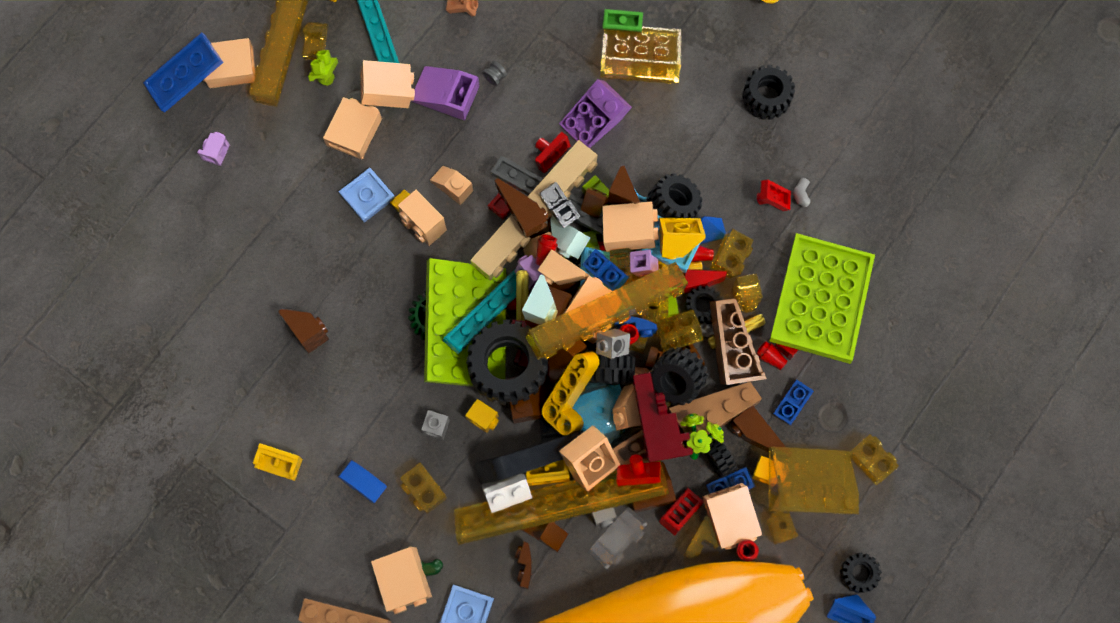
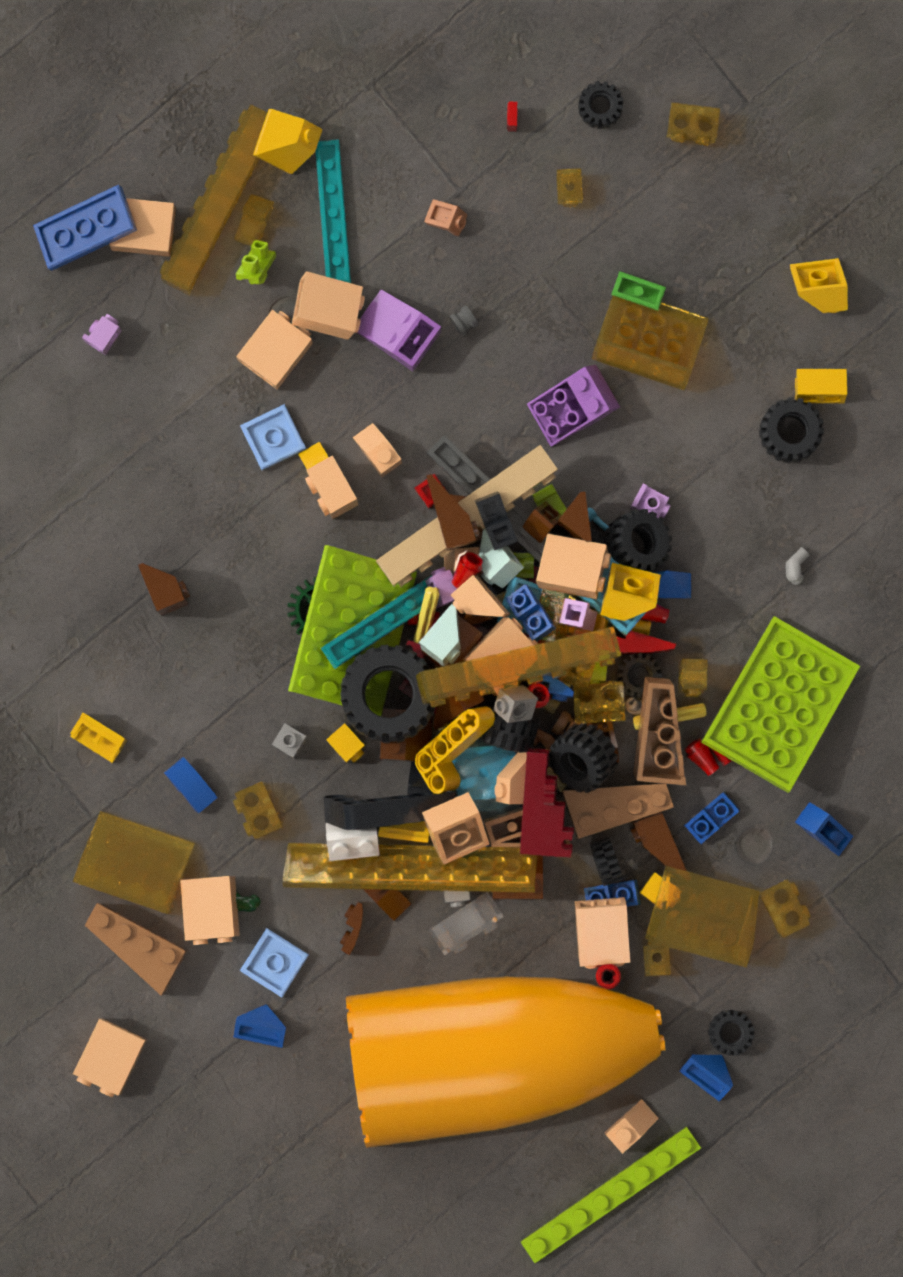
camera: 15 degrees right, 10 degrees up
(329, 558) = (134, 862): none -> clear yellow slope
(551, 151) = (507, 439): red tile -> none
(638, 472) = (506, 859): red tile -> none
(670, 524) = (529, 922): red slope -> none
(671, 165) = (646, 493): none -> lavender brick
(700, 440) = (586, 839): lime plant -> none
(704, 534) = (566, 943): clear yellow slope -> none
(728, 251) = (685, 618): clear yellow brick -> none
(774, 195) = (761, 564): red tile -> none
(782, 54) = (821, 385): none -> yellow hinge
(885, 387) = (824, 828): none -> blue slope

